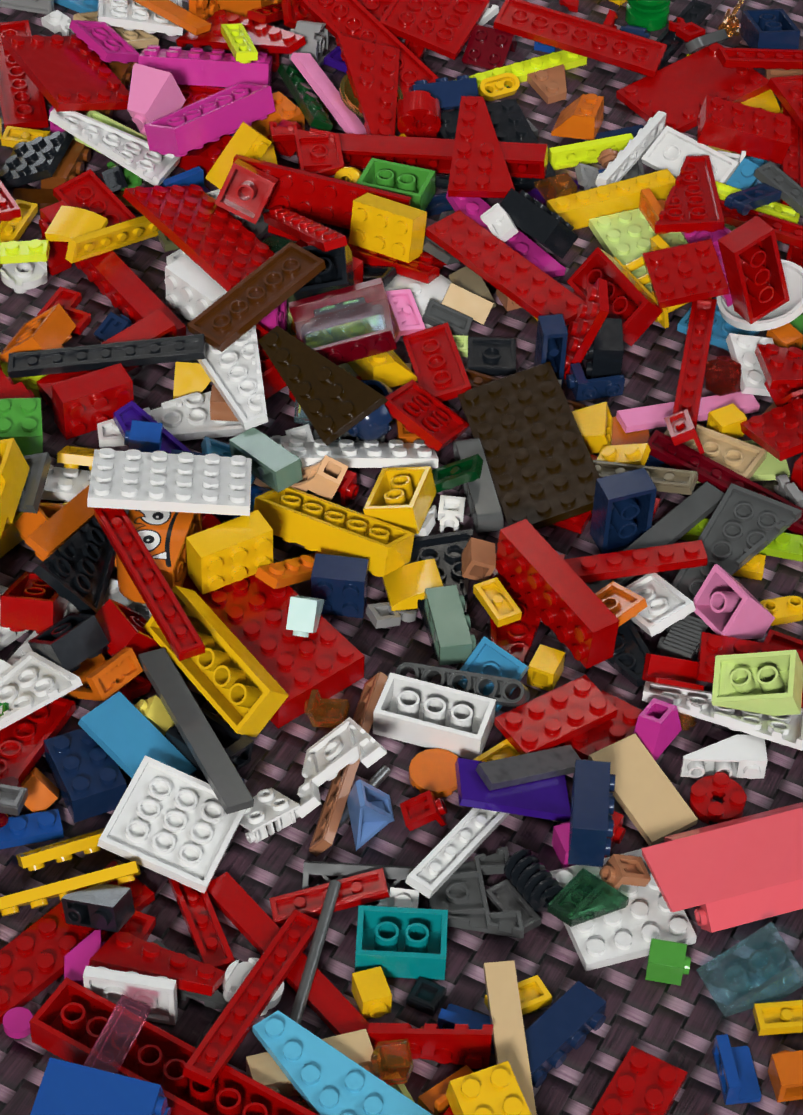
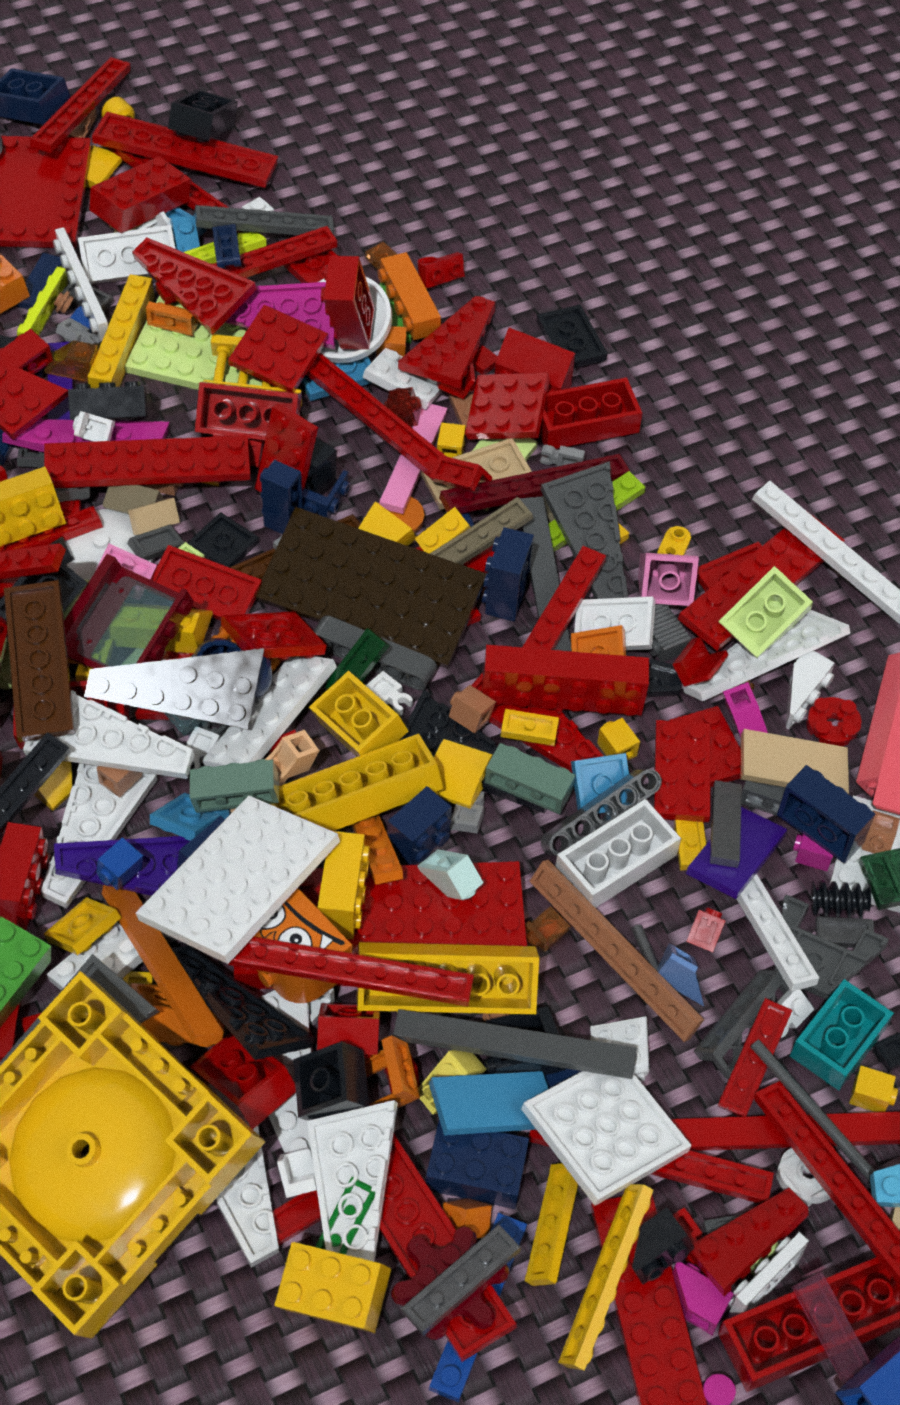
camera: 55 degrees left, 10 degrees up
(330, 755) = (609, 953): white wing -> none
(434, 771) = (667, 893): orange tile -> none

